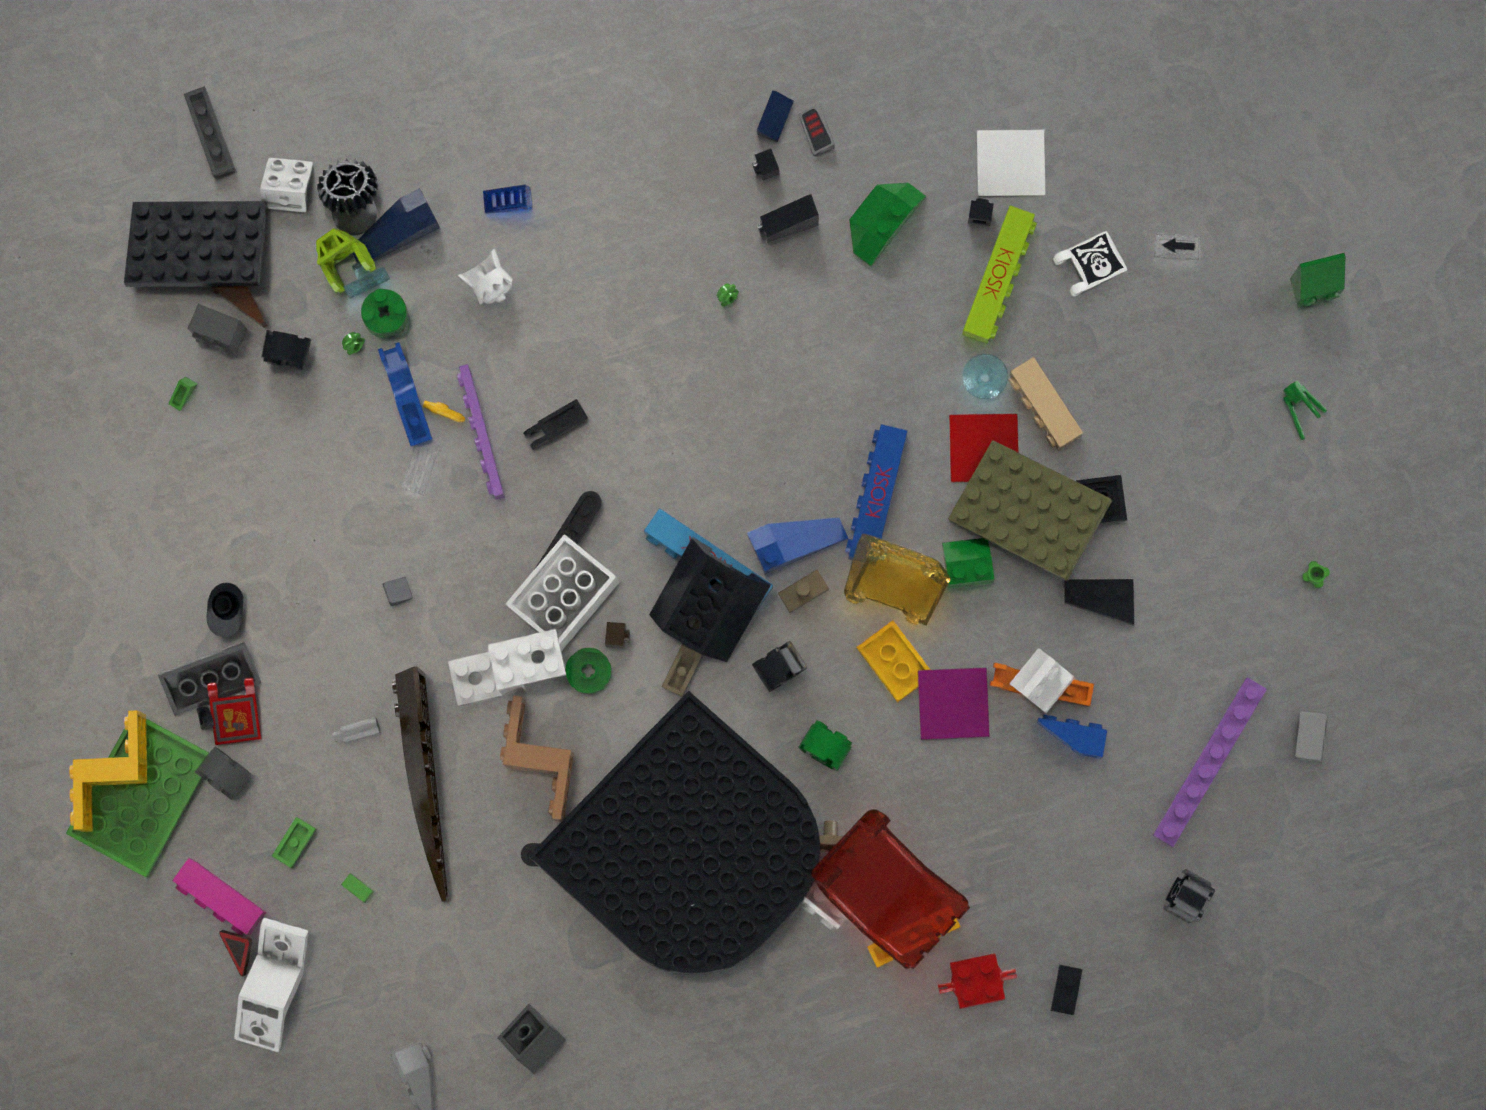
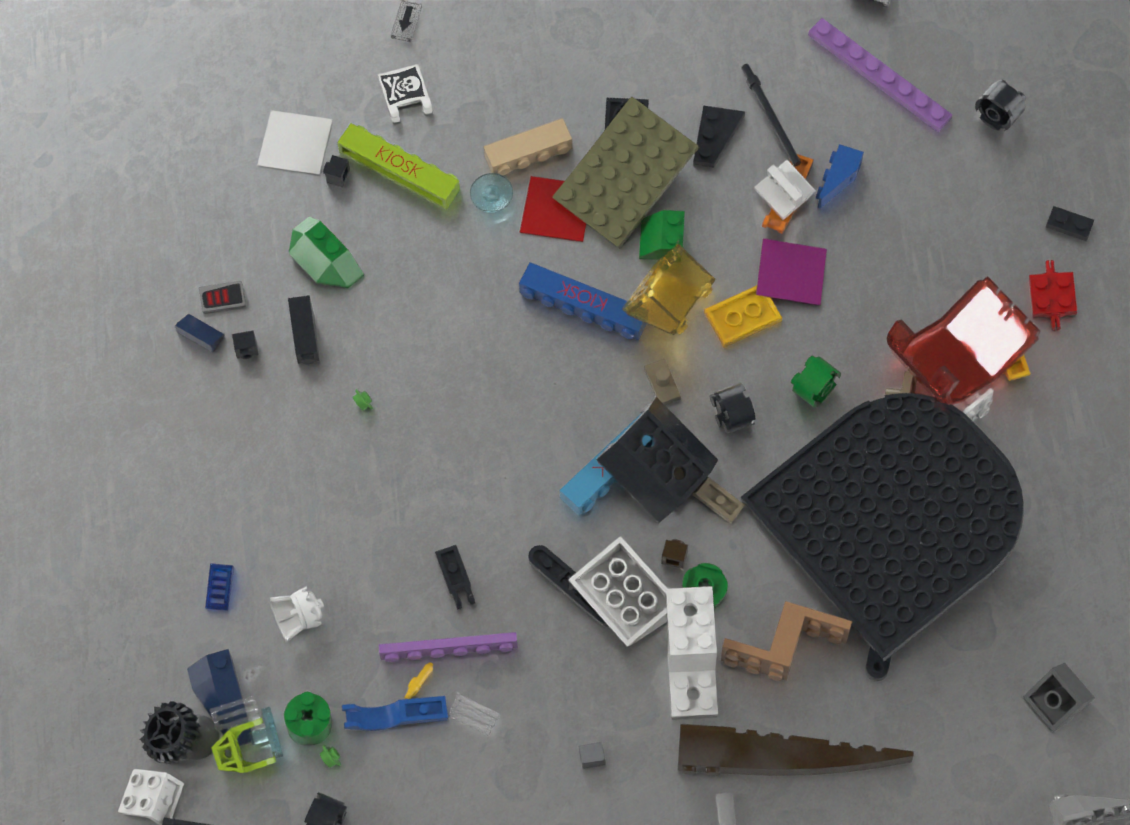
camera: 85 degrees left, 15 degrees down
(386, 259) = (217, 718): none -> clear tile
(788, 542) = (613, 386): blue wedge -> none
(1171, 628) = (754, 84): none -> black bar

